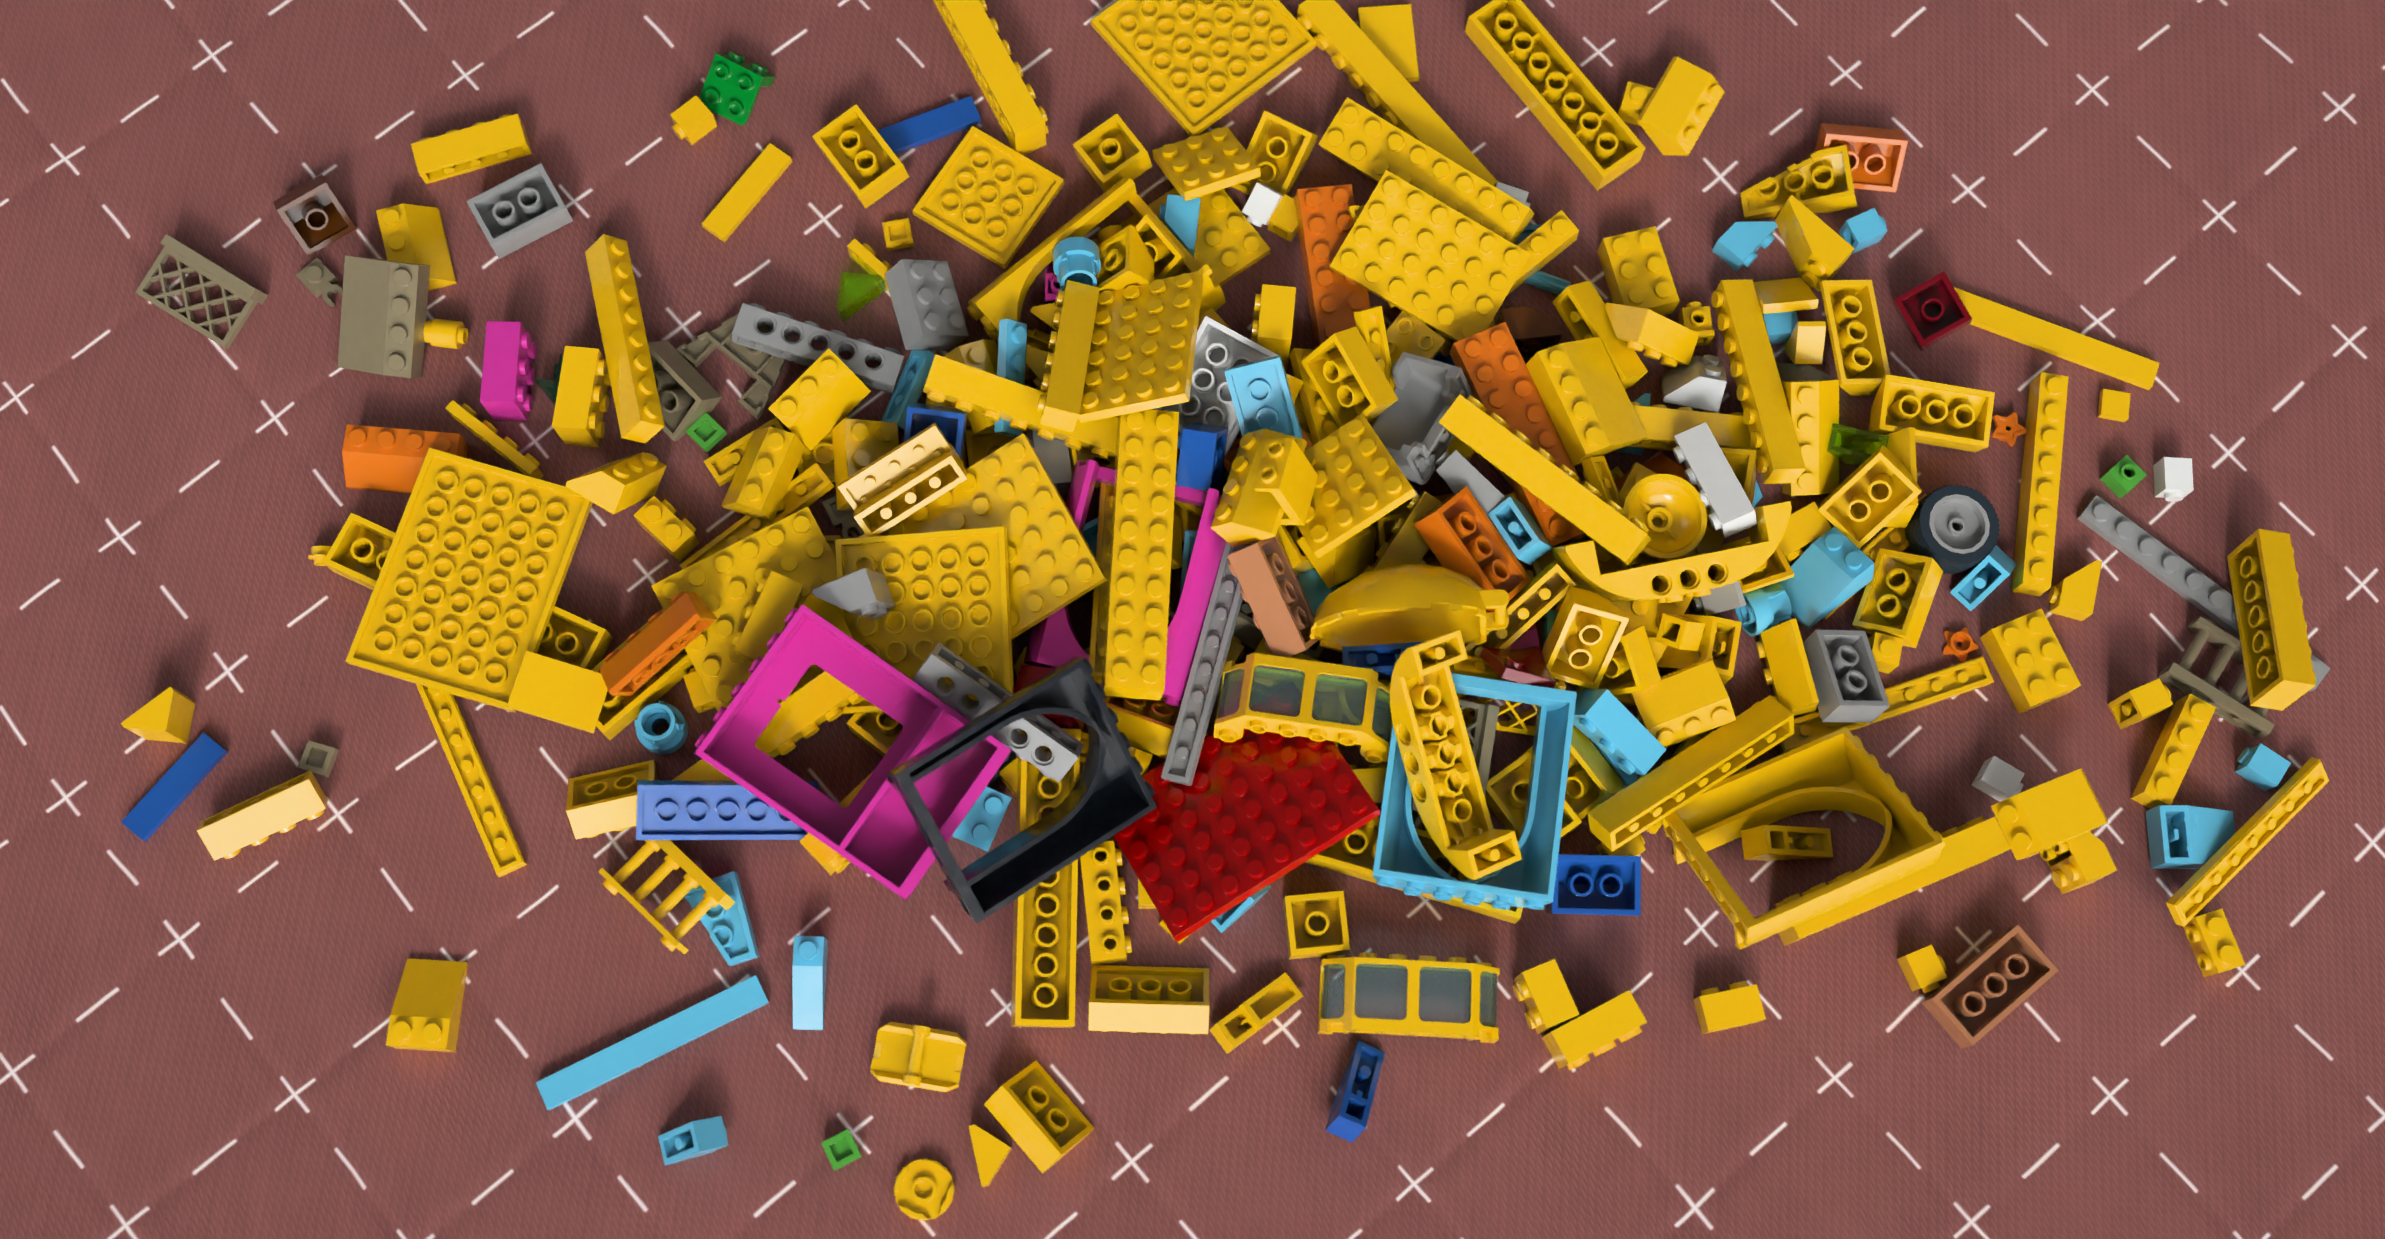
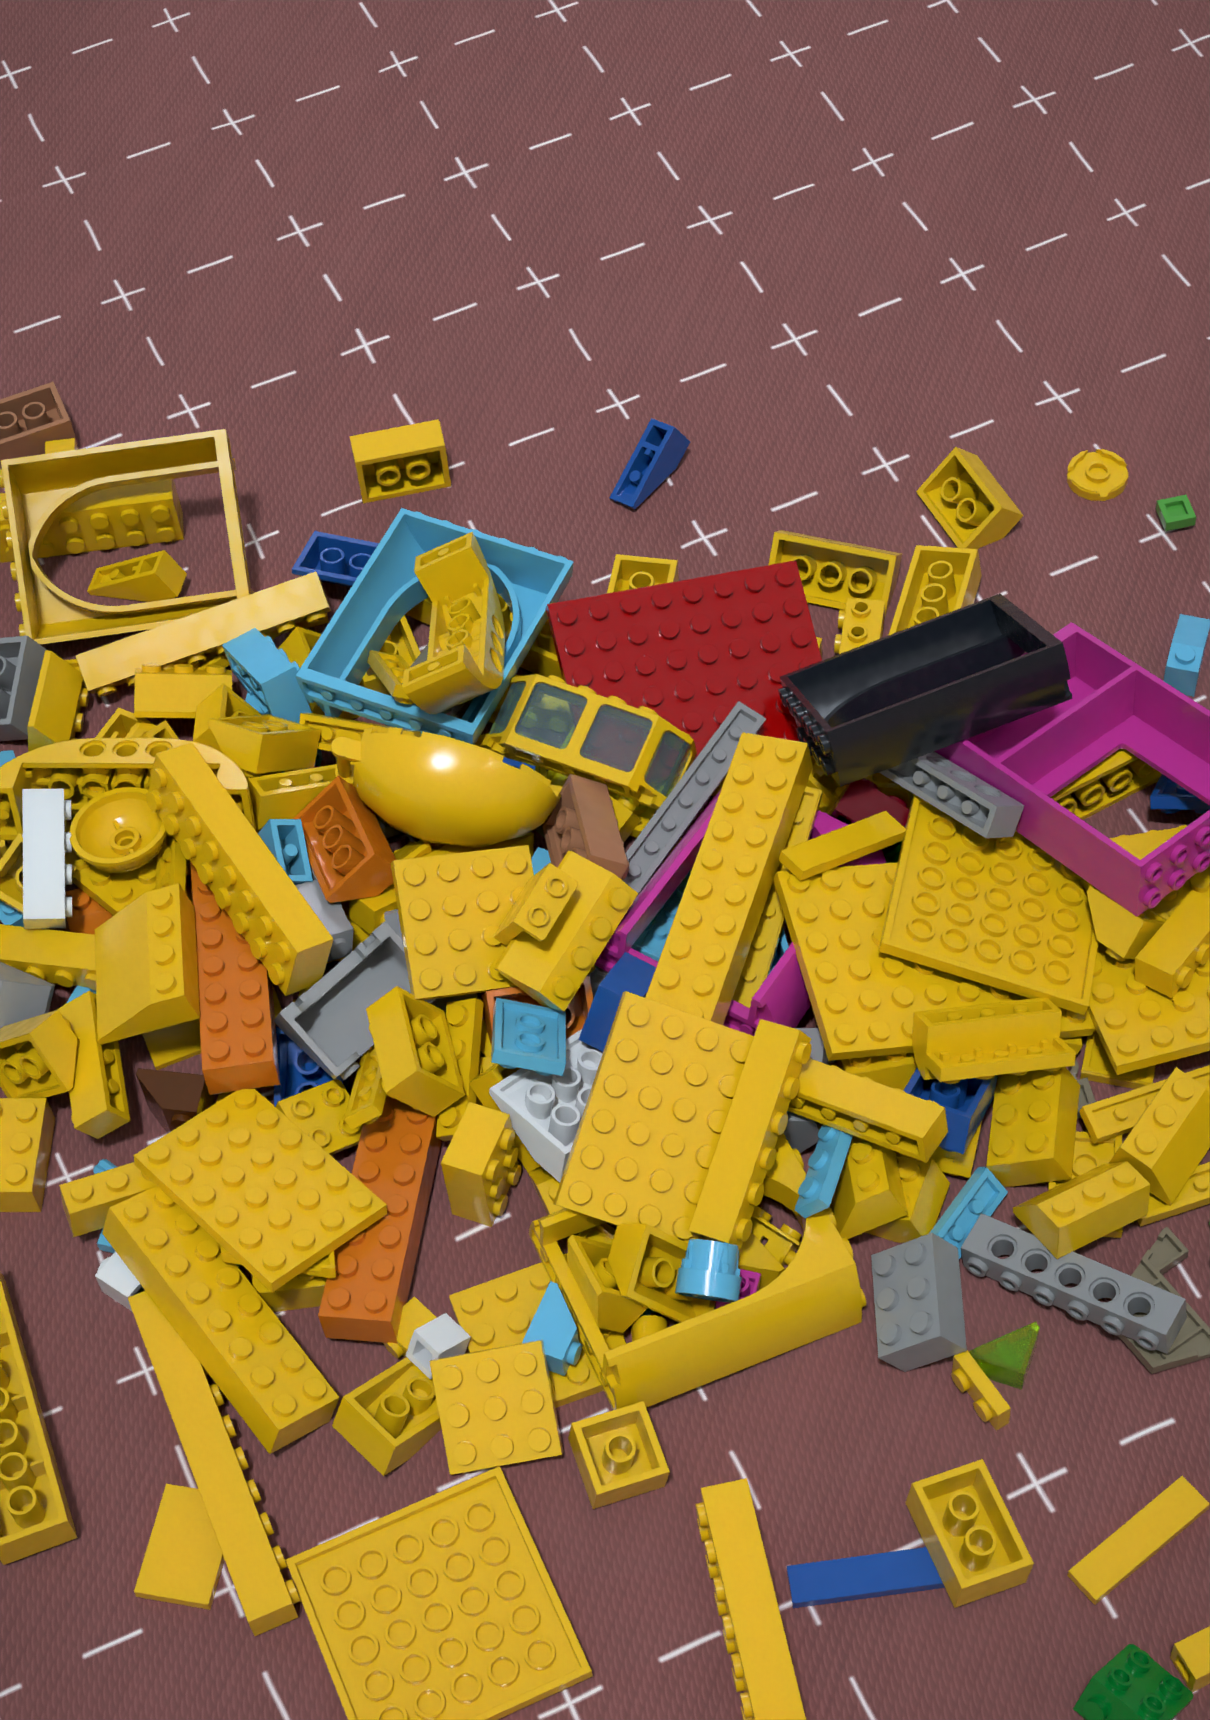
camera: 155 degrees left, 20 degrees down
(860, 593) = (1075, 917): light grey slope -> none
(897, 234) = (937, 1433): yellow tile -> none
(918, 1056) = (1084, 568): yellow shield -> none
(988, 197) = (803, 1450): yellow plate -> none
(988, 1152) = (1024, 483): yellow slope -> none
(1057, 623) = (842, 845): none -> yellow tile
(1256, 1013) = (726, 543): yellow slope -> none
(1408, 997) = (574, 508): windscreen -> none
(1491, 724) = (390, 671): none -> yellow plate
(1519, 665) = (336, 717): dark red plate -> none
(1545, 996) = (435, 485): yellow brick -> none
(1729, 1008) = (264, 464): yellow brick -> none

